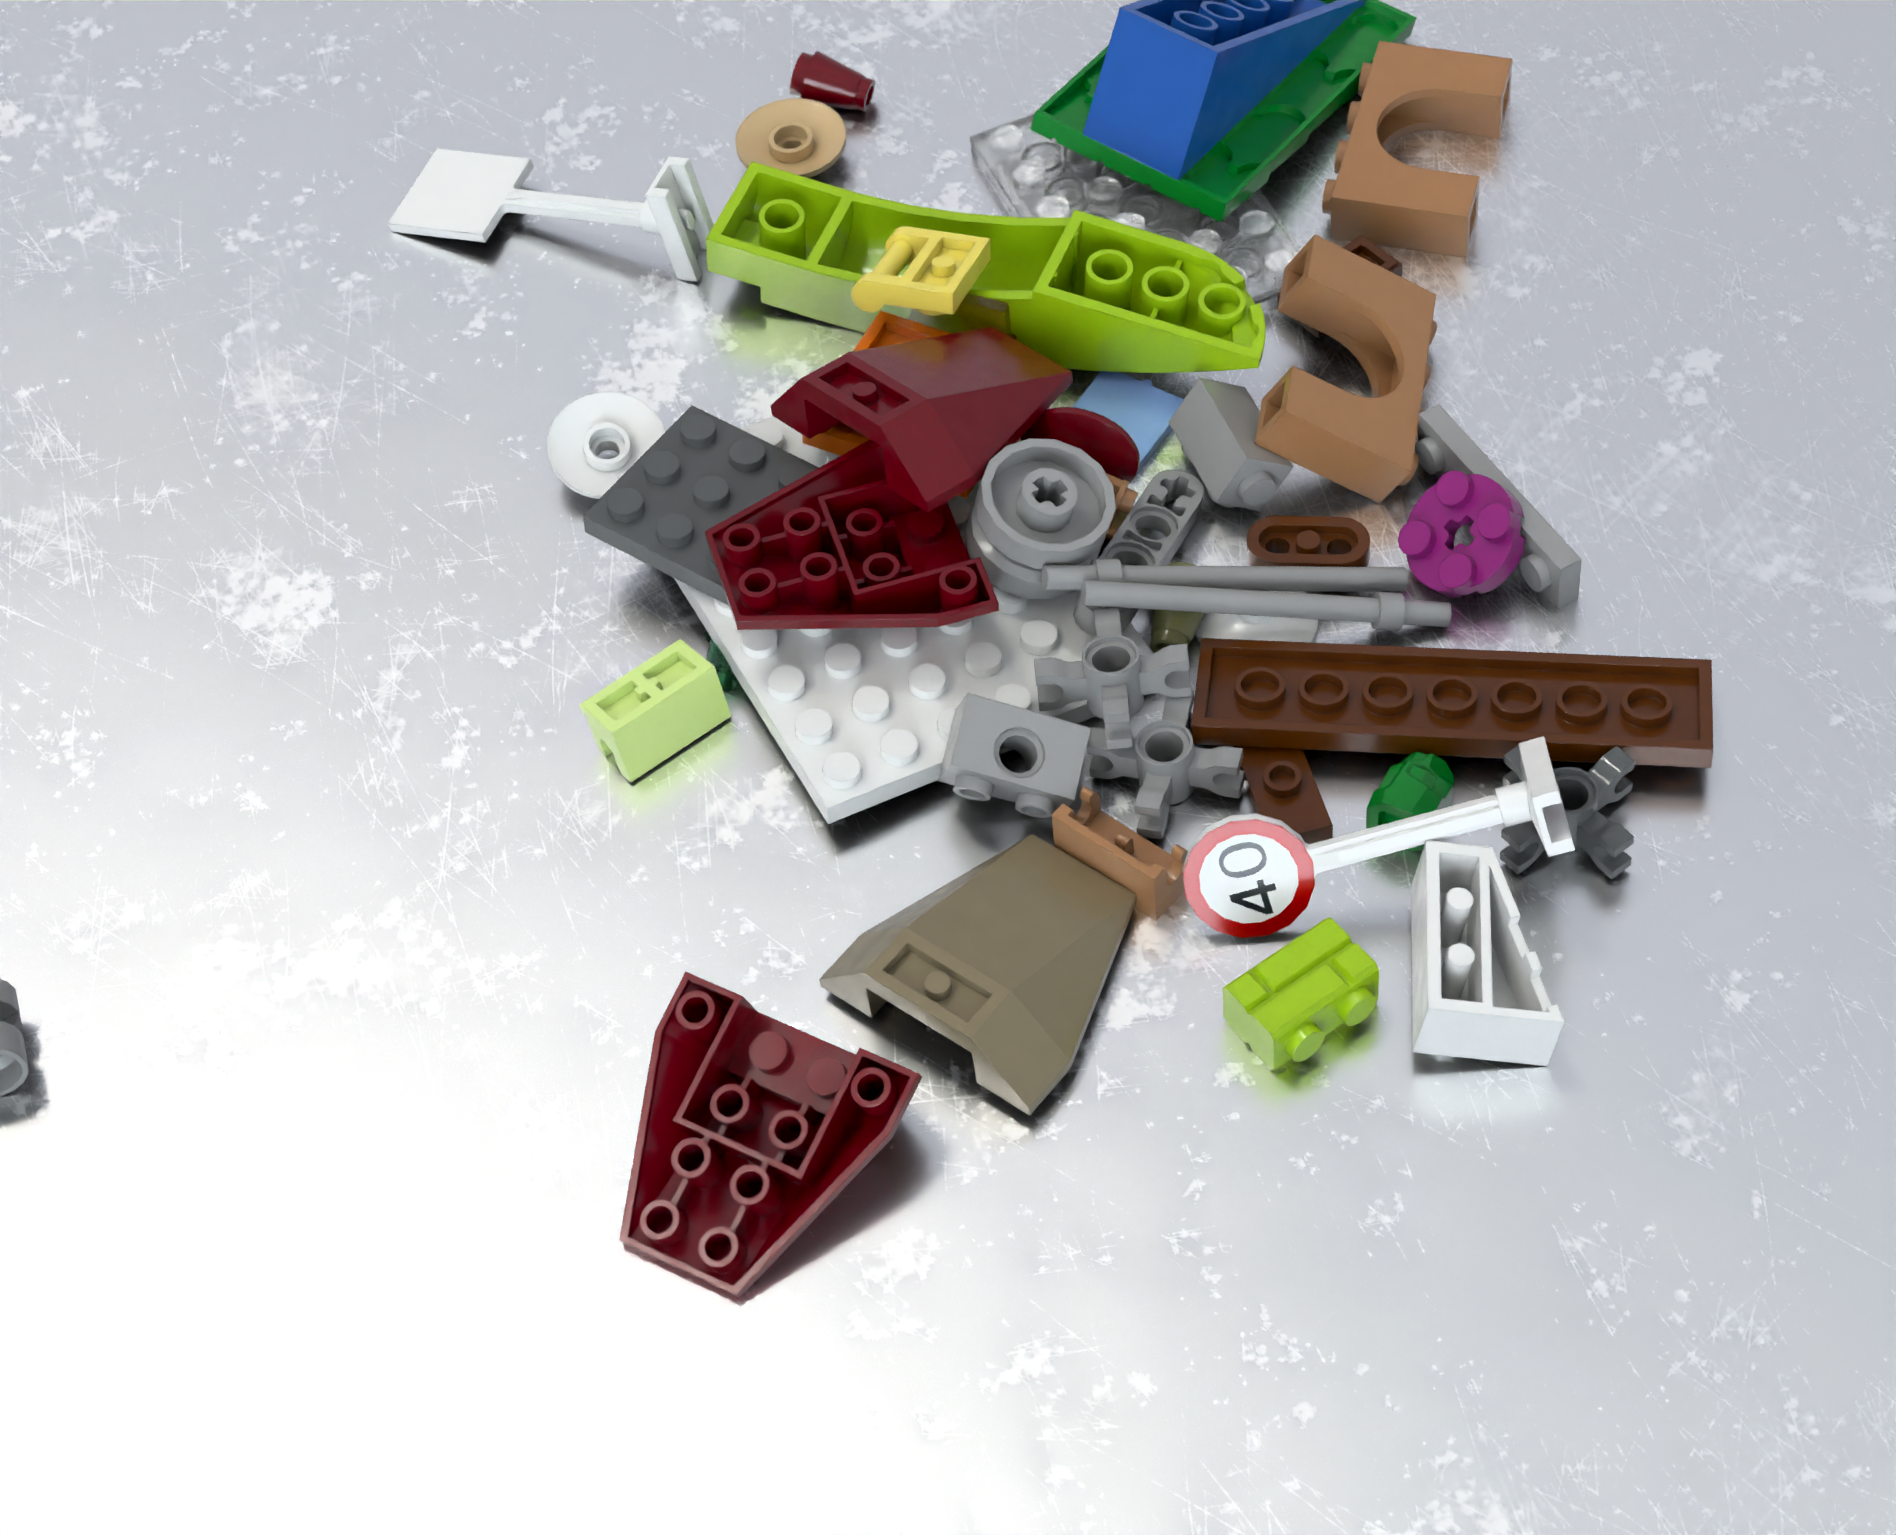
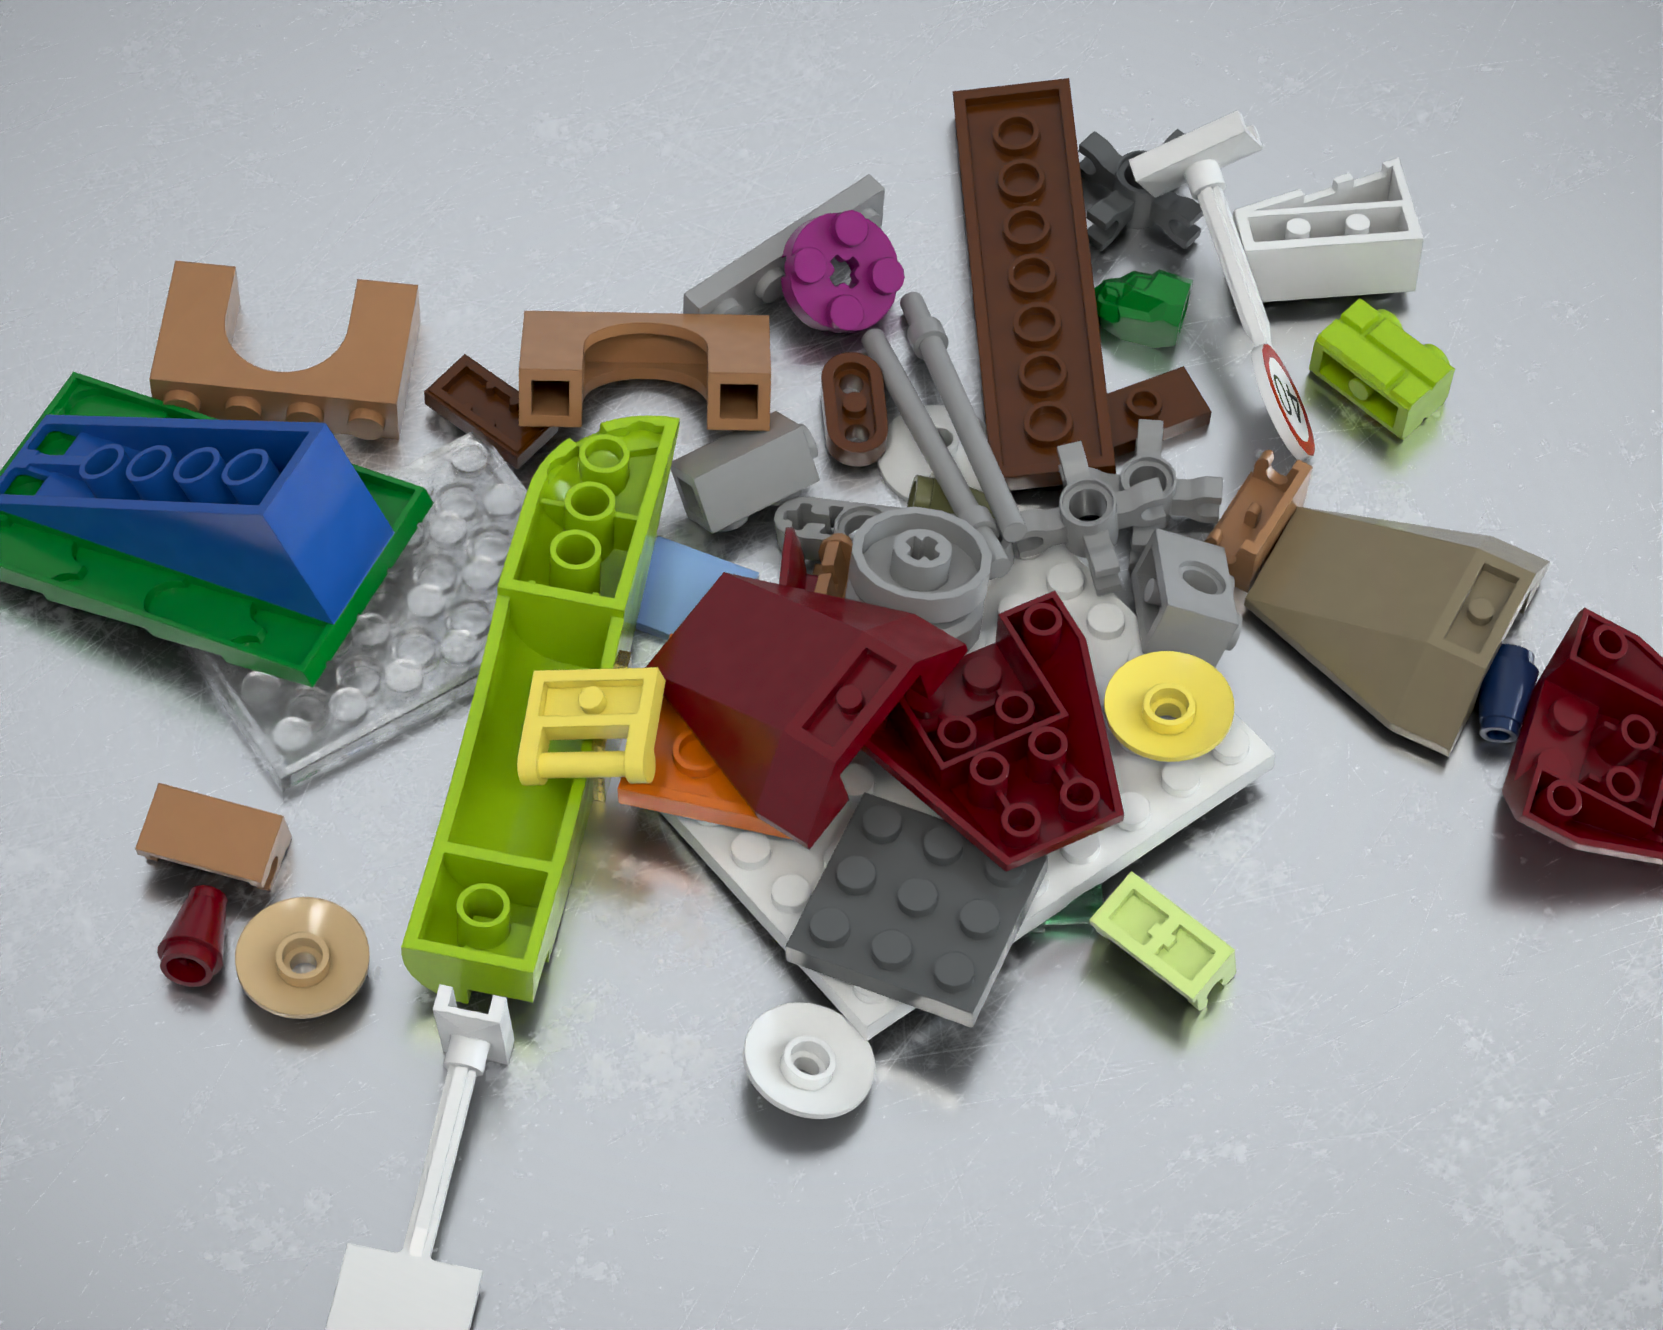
camera: 110 degrees left, 5 degrees up
(871, 700) = (1169, 686): none -> light yellow dish
(882, 1032) = (1506, 693): none -> dark blue cone
(918, 93) = (214, 836): none -> medium nougat hinge

